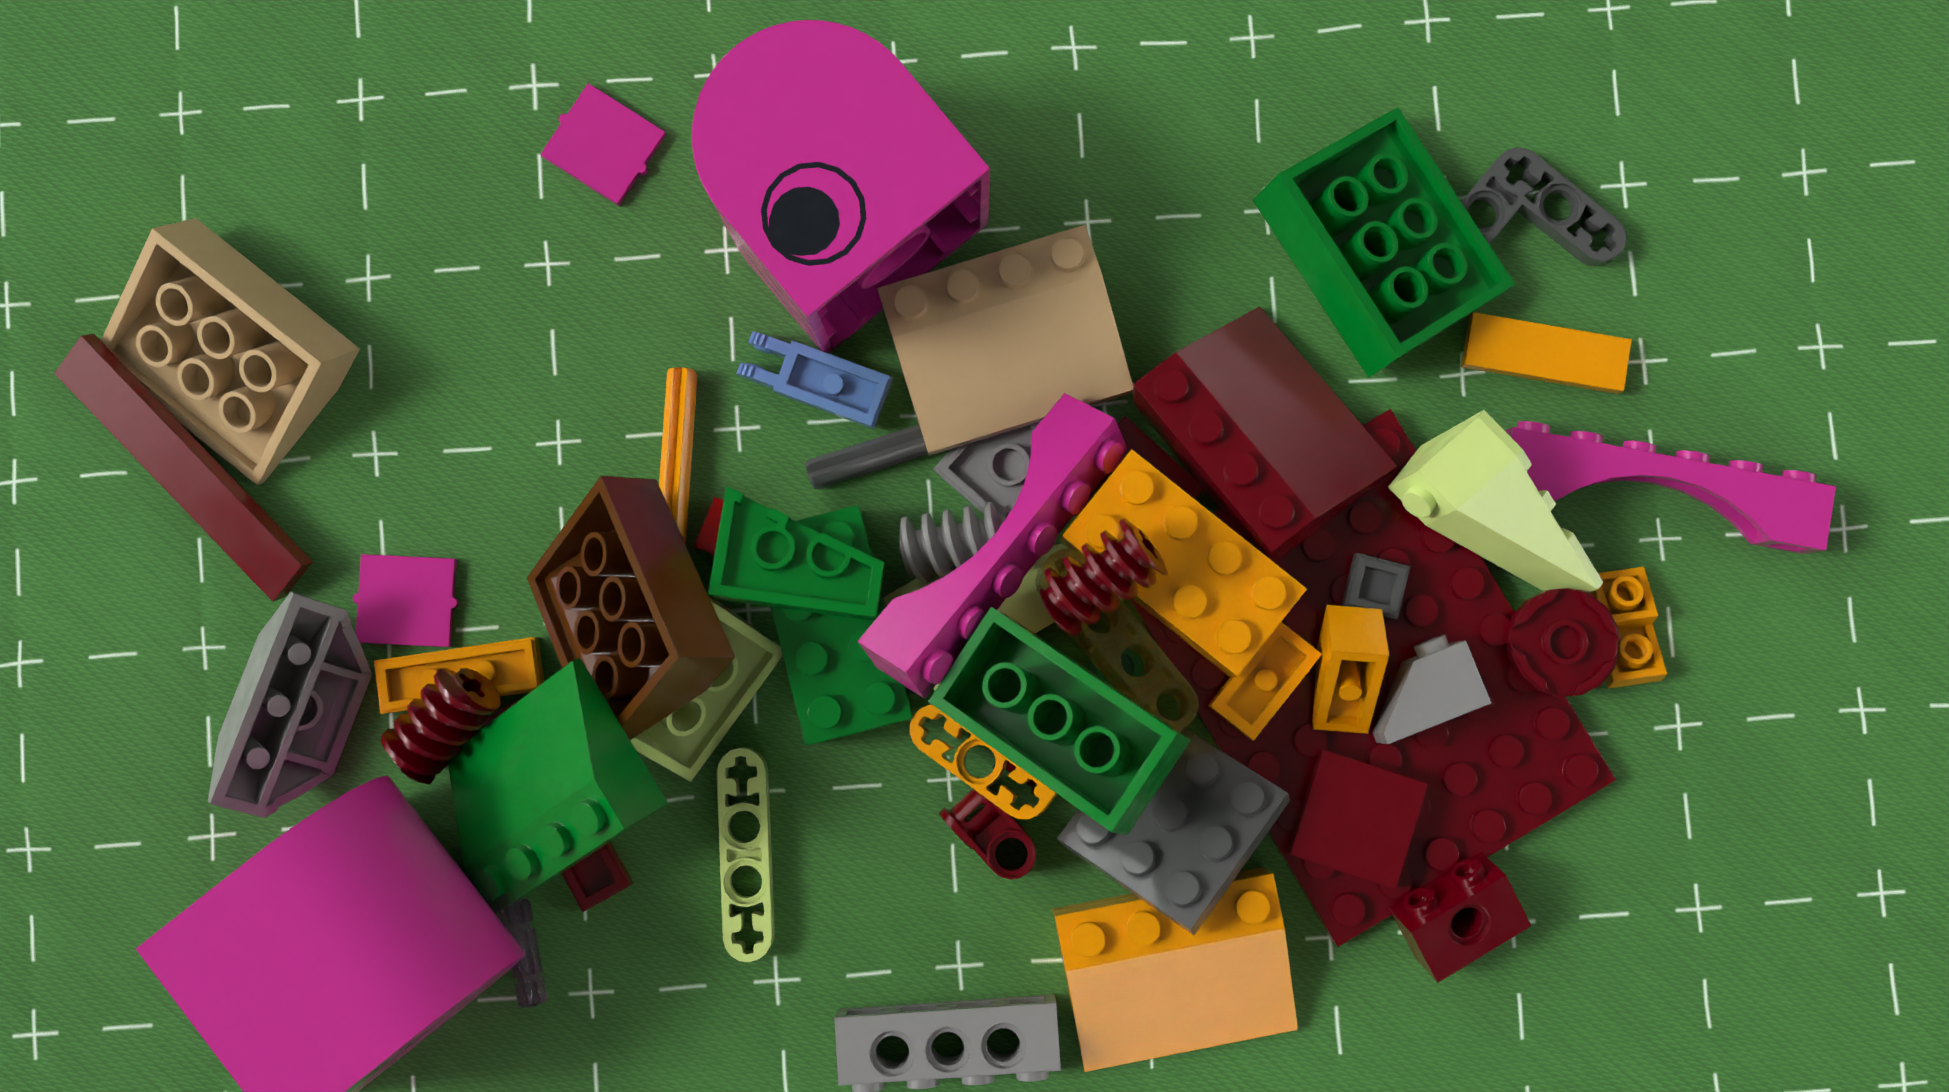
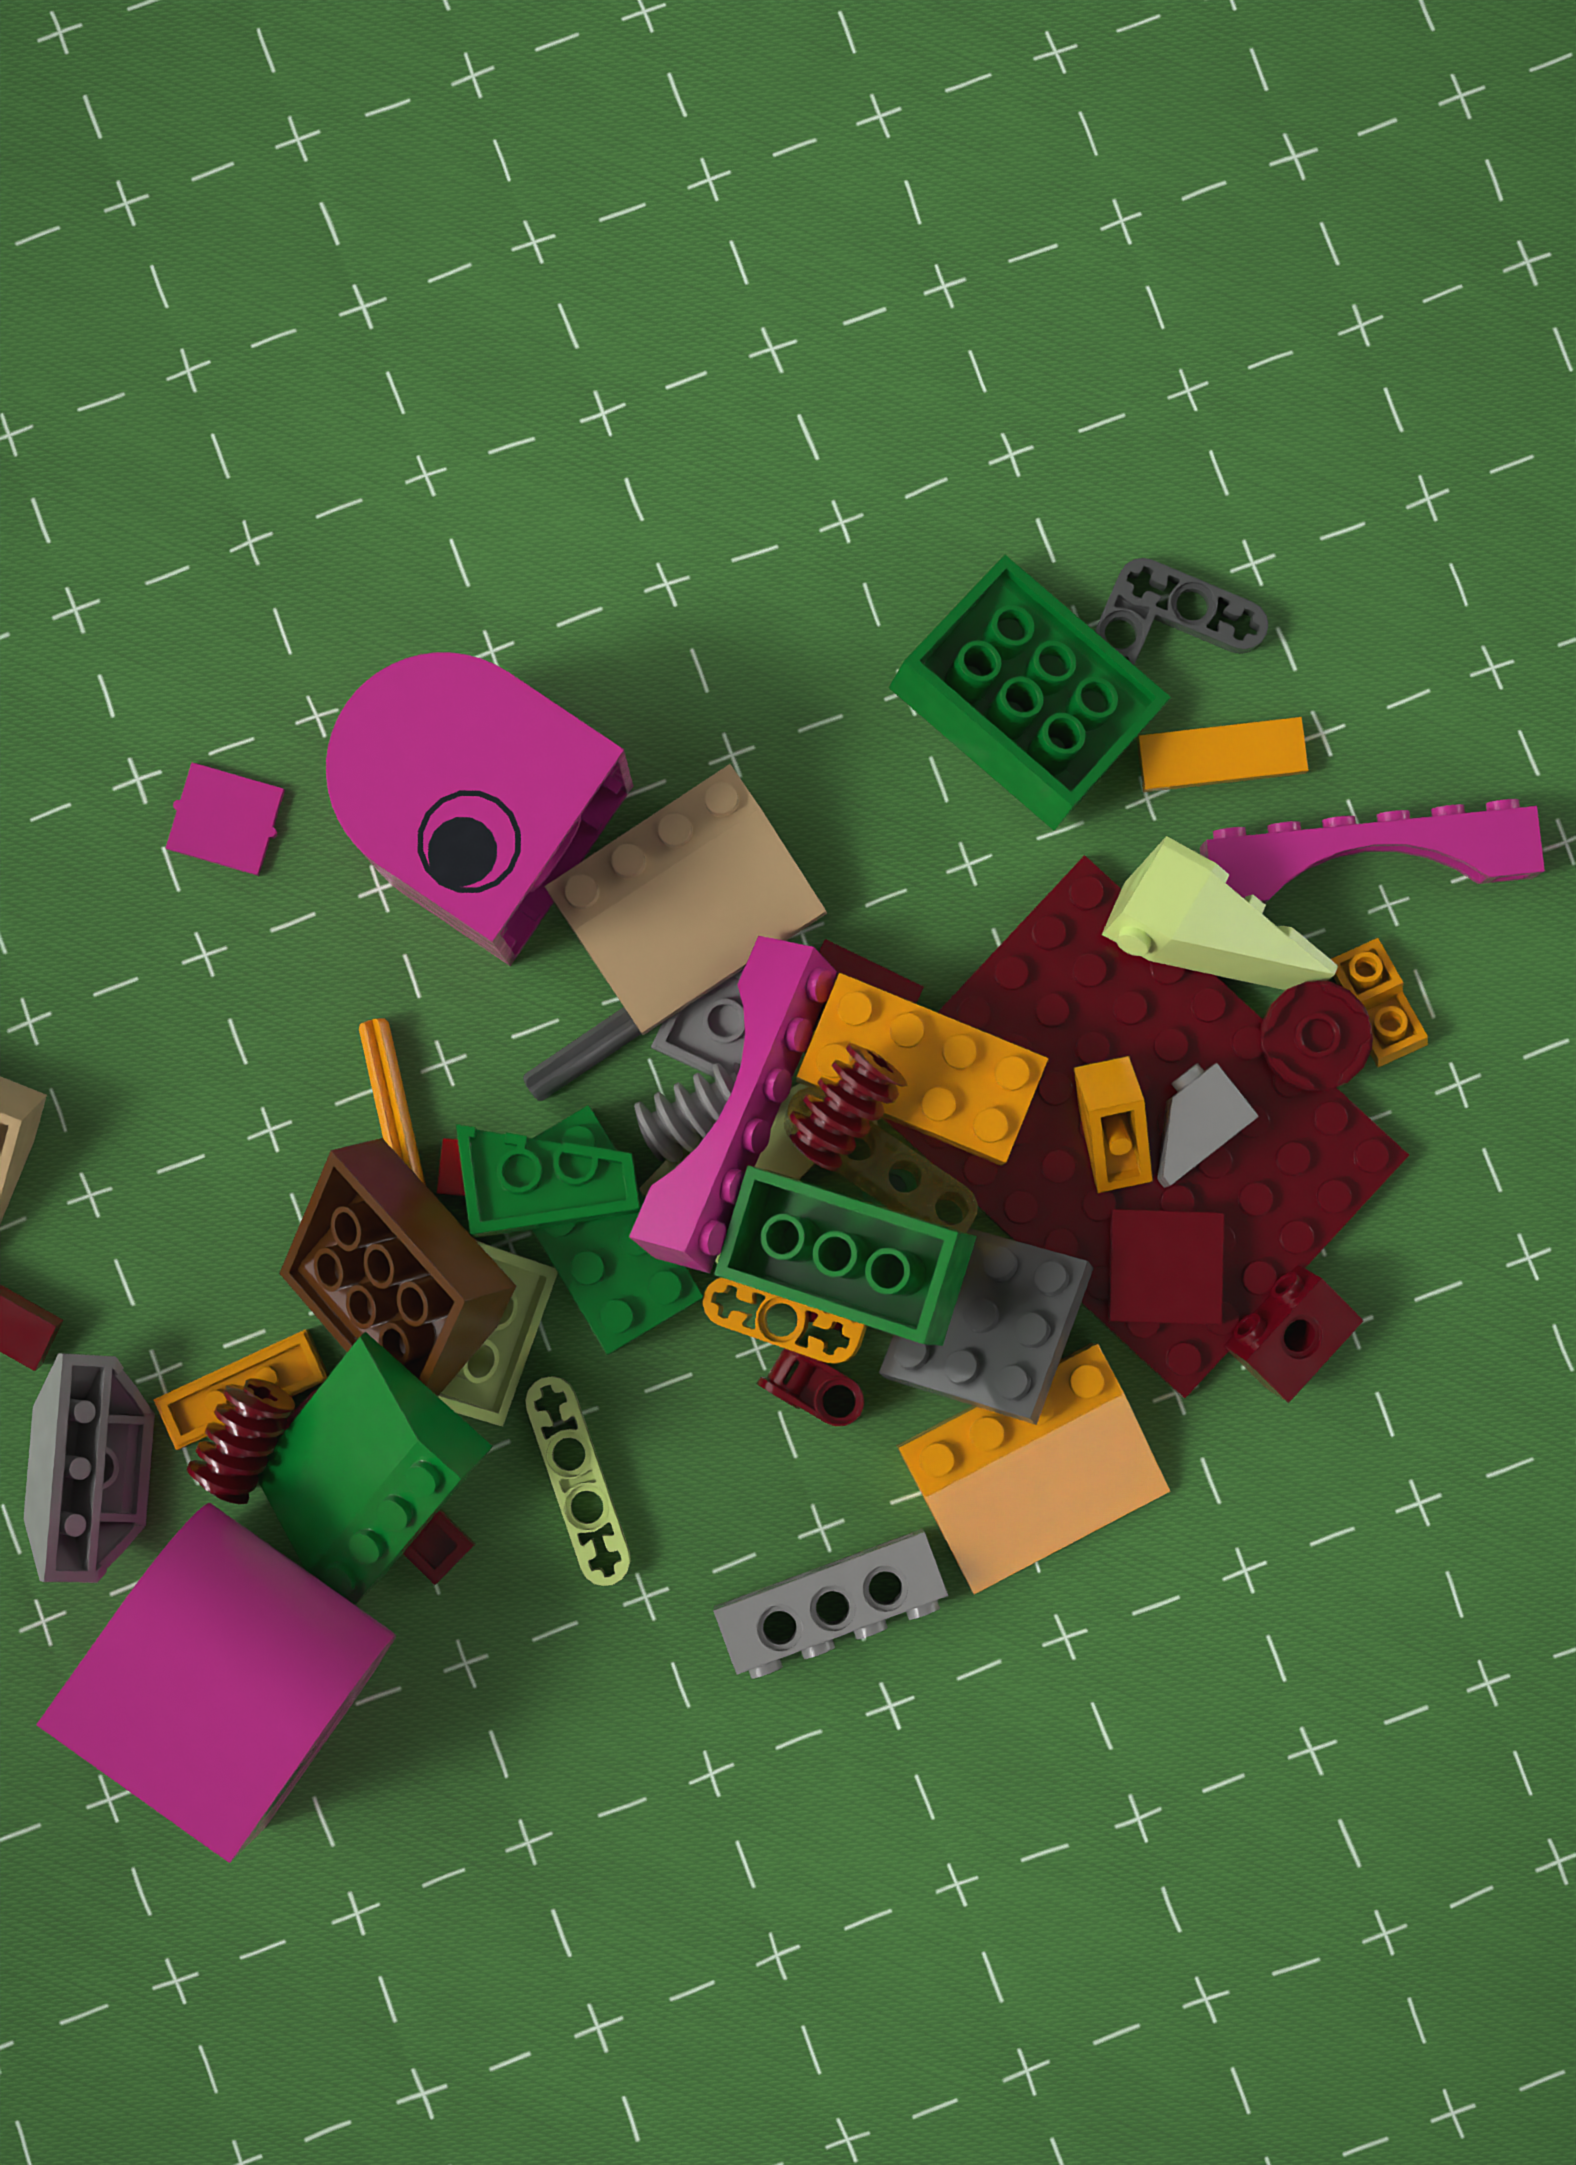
camera: 20 degrees left, 0 degrees up
(406, 600) = (166, 1331): dark pink piece -> none
(530, 988) = (405, 1675): axle -> none
(821, 380) = (514, 992): medium blue hinge -> none
(1261, 432) = (963, 916): dark red slope -> none
(1265, 682) = (1036, 1159): light orange plate -> none
(1376, 585) = (1118, 1034): dark grey tile -> none

